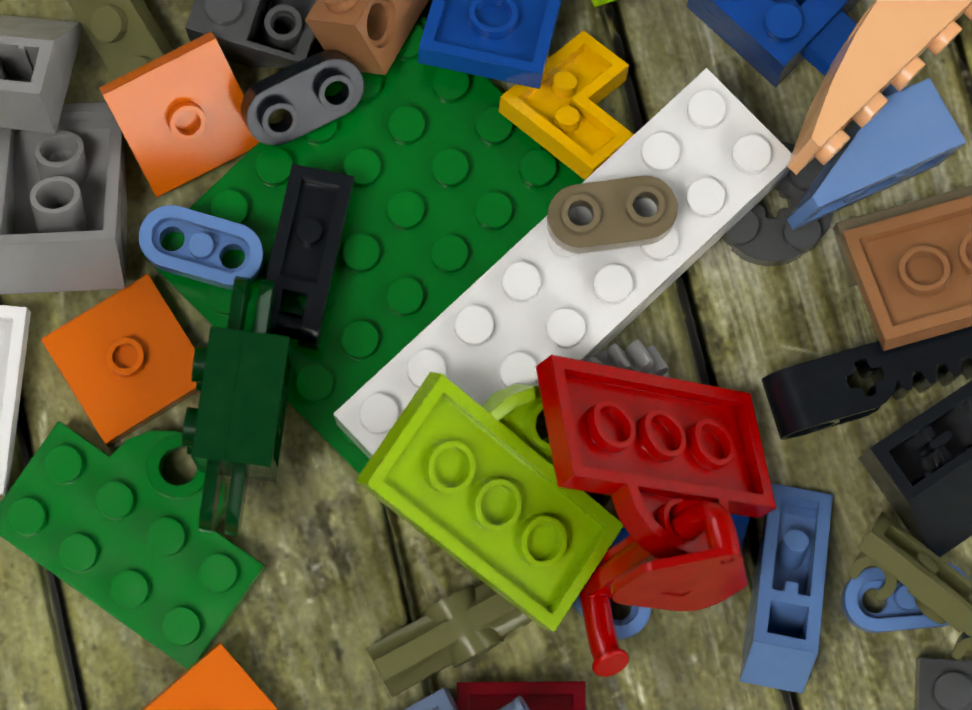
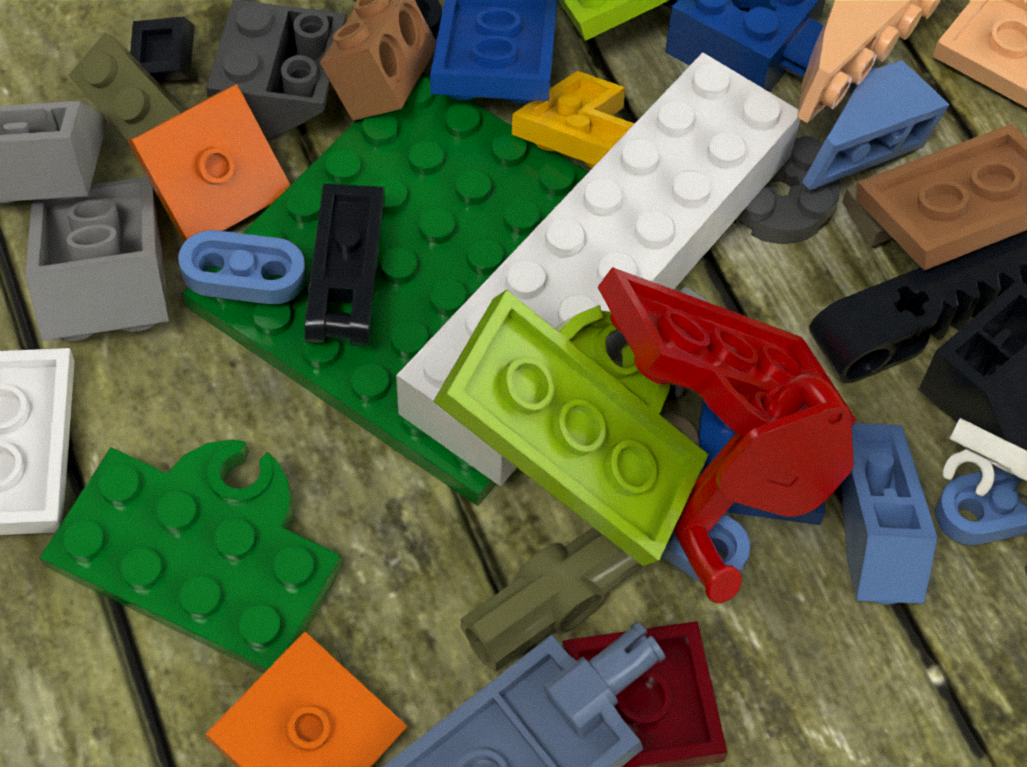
camera: 10 degrees left, 20 degrees down
(125, 359) = (177, 391): orange plate -> none
(241, 405) = (297, 384): dark green brick -> none
(302, 94) = (327, 131): black plate -> none
(614, 218) = (645, 166): dark tan plate -> none

